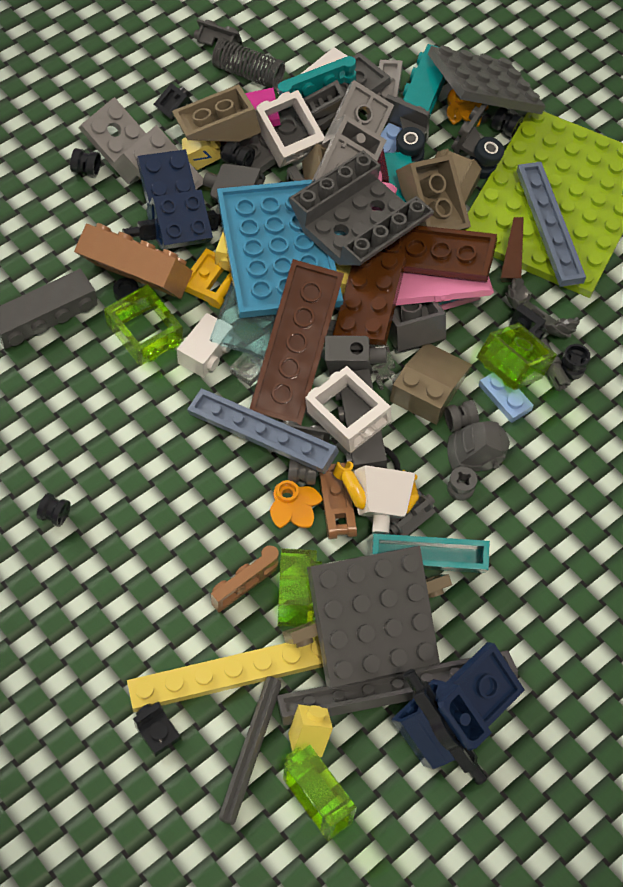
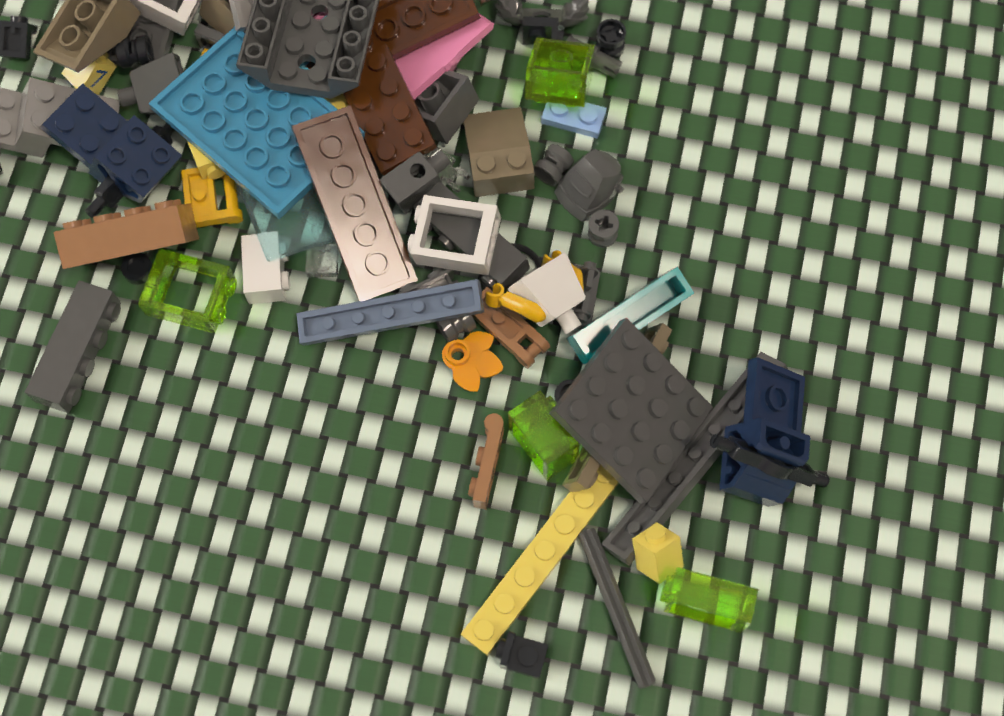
camera: 30 degrees left, 10 degrees up
(53, 509) = (258, 532): black wheel -> none

